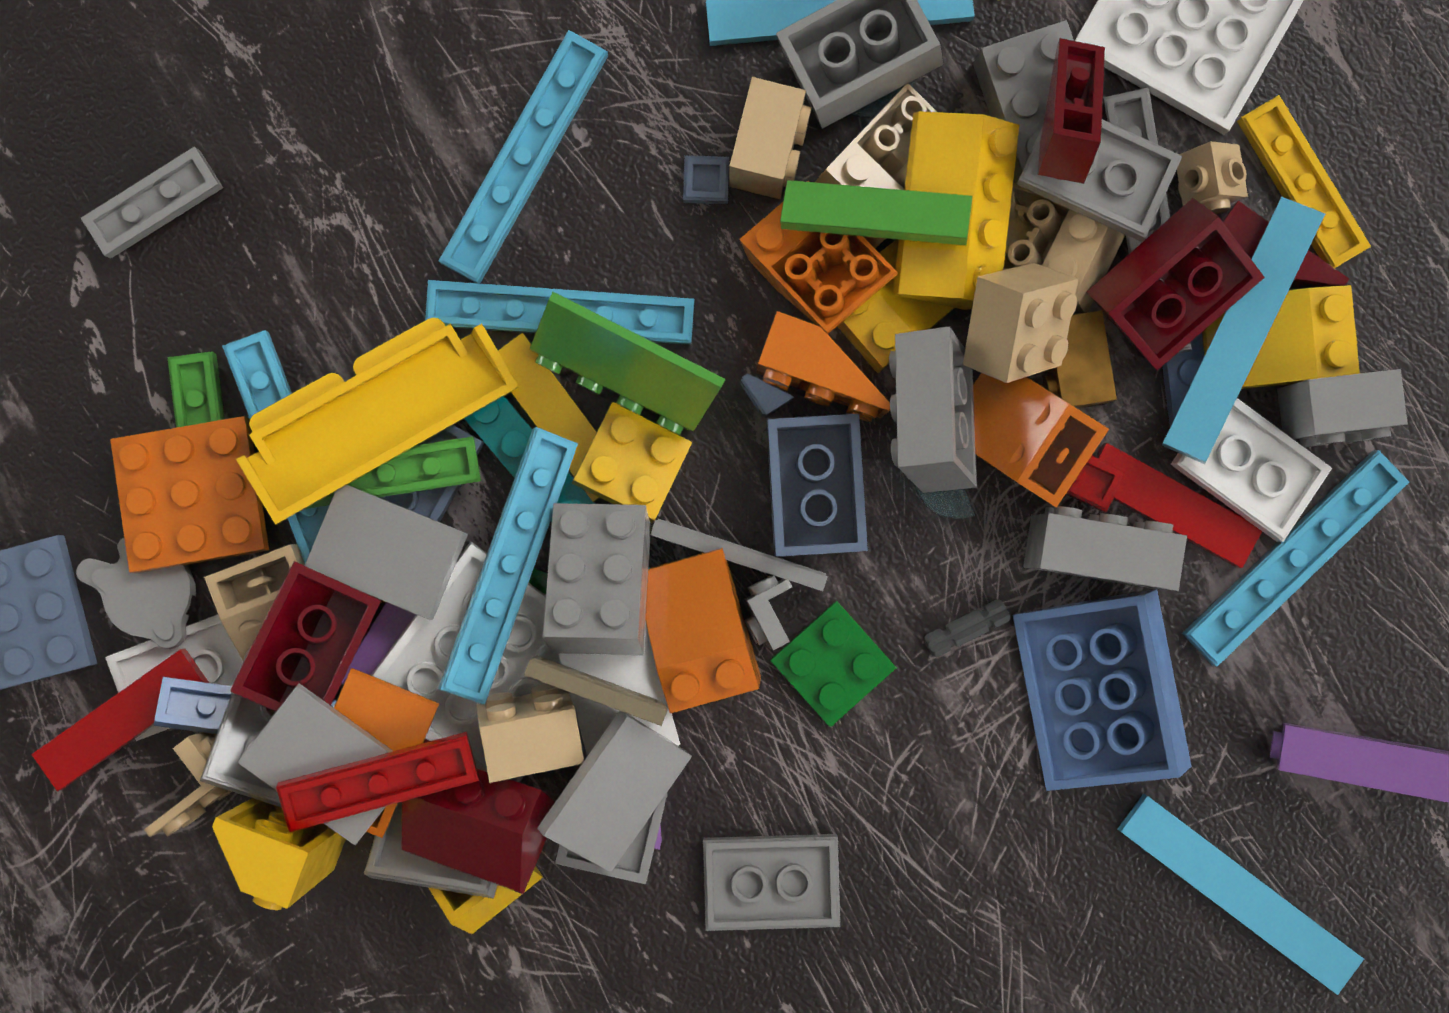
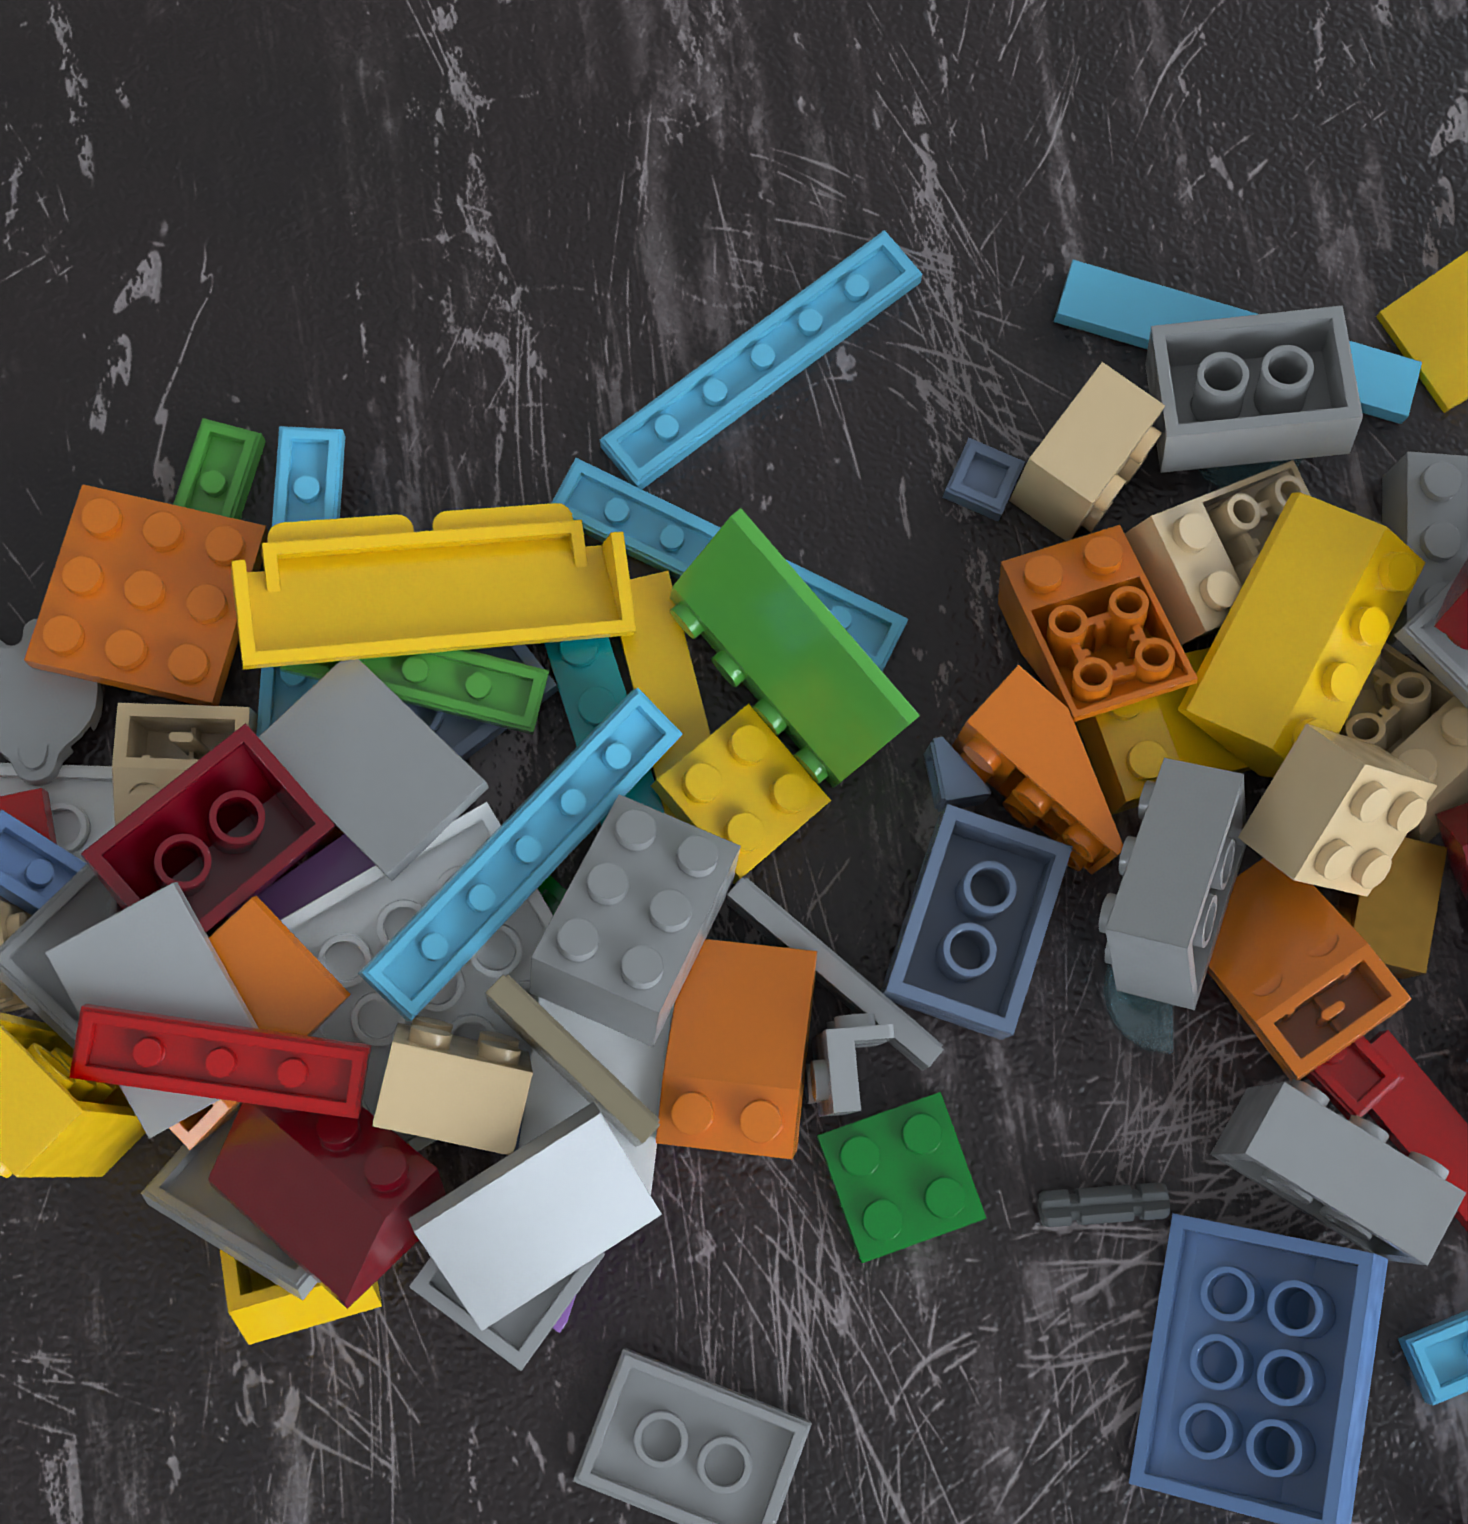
camera: 20 degrees right, 10 degrees down
(152, 202) = (272, 226): light grey plate -> none
(876, 212) = (1200, 593): bright green tile -> none

